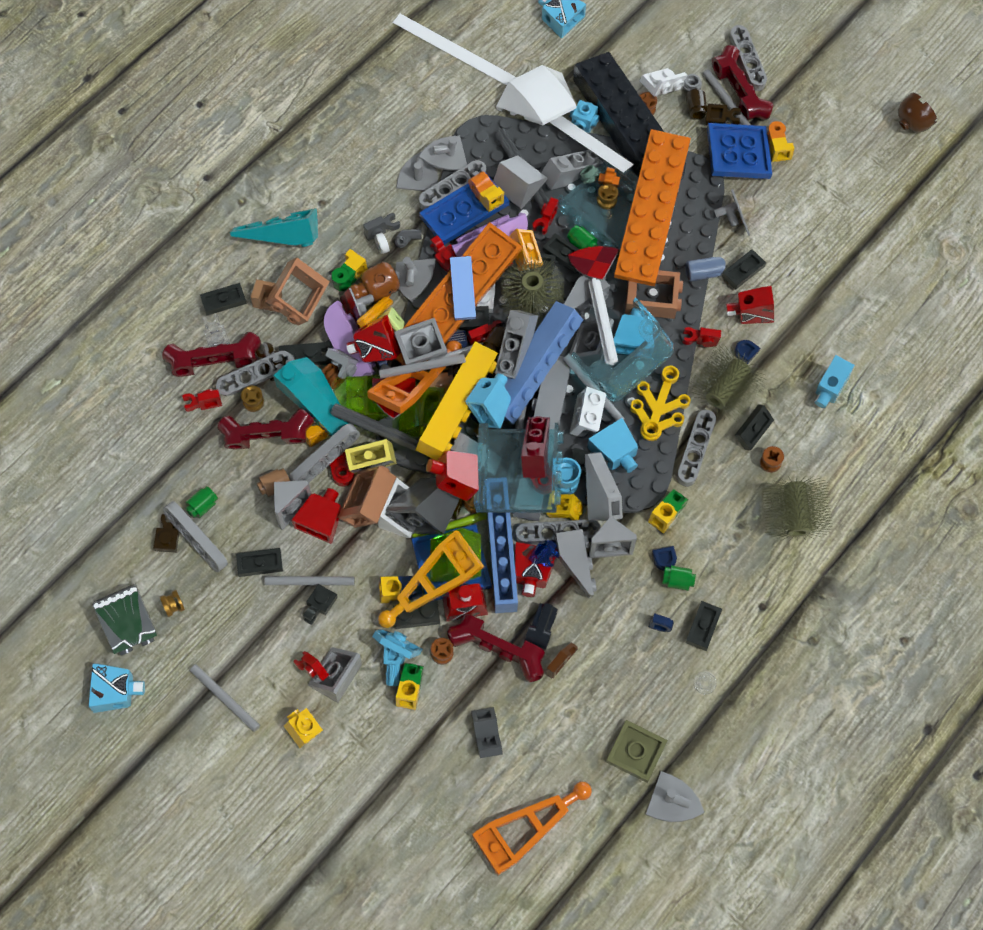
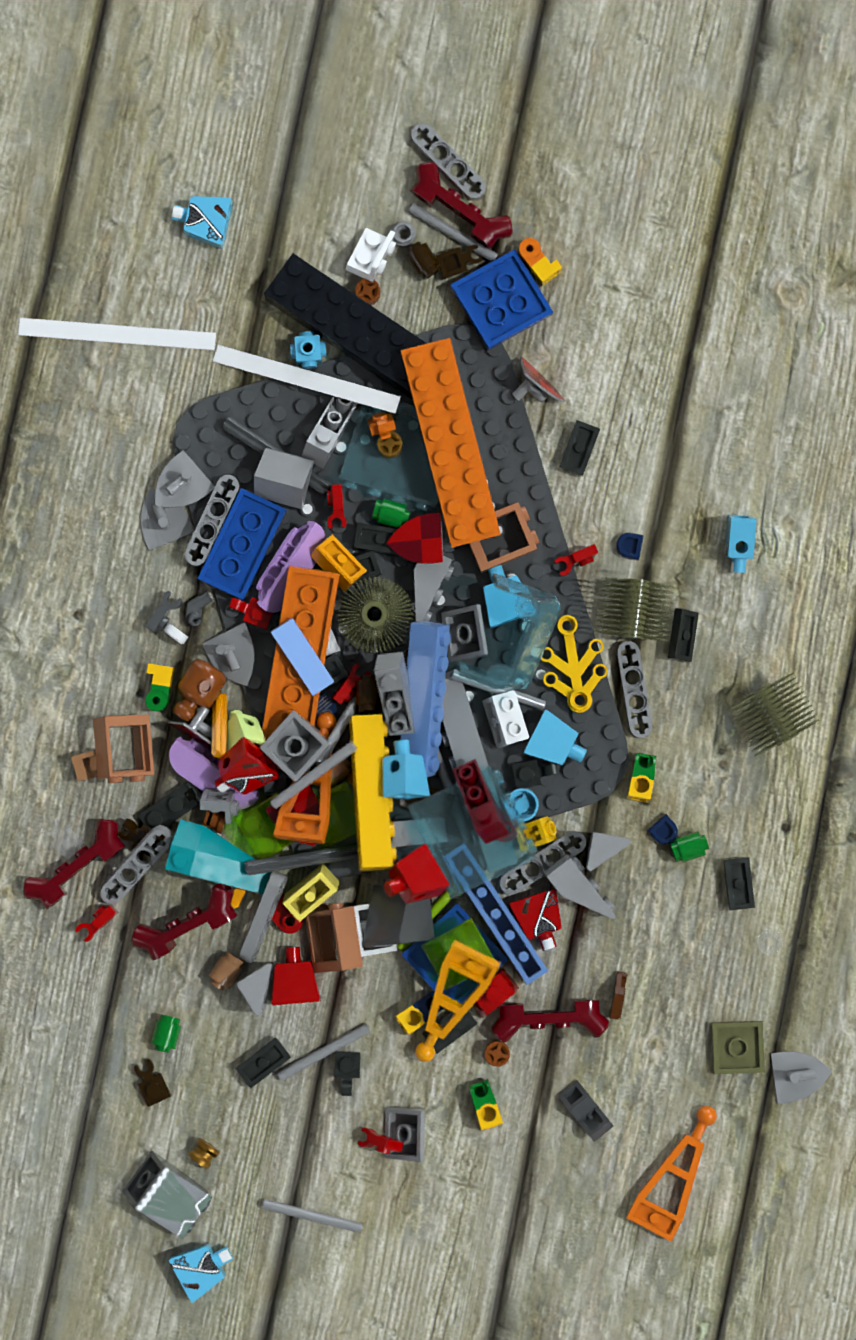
camera: 25 degrees left, 20 degrees up
(195, 536) = (184, 1074): light grey beam -> none
(223, 299) = (46, 793): pearl dark grey plate -> none
(252, 393) = (147, 890): pearl gold wheel -> none
(293, 230) = (63, 674): teal wedge -> none
(302, 727) = (407, 1206): yellow brick -> none
(395, 652) = (453, 1078): medium azure piece -> none
(486, 191) = (256, 515): leg -> none
(538, 96) = (246, 352): white wedge -> none
(540, 630) = (581, 979): black piece -> none
(543, 552) = (545, 903): clear blue tile -> none
(589, 174) = (356, 429): sand green plate -> none
(602, 492) = (568, 803): light grey slope -> none
(603, 322) = (471, 615): white axle -> none
(661, 623) = (697, 905): dark blue tile -> none
(704, 268) = (539, 476): sand blue arm -> none
(753, 306) = (623, 489): red torso -> none
(769, 464) = (715, 663): dark orange wheel -> none
(915, 114) = (673, 144): reddish brown cylinder -> none

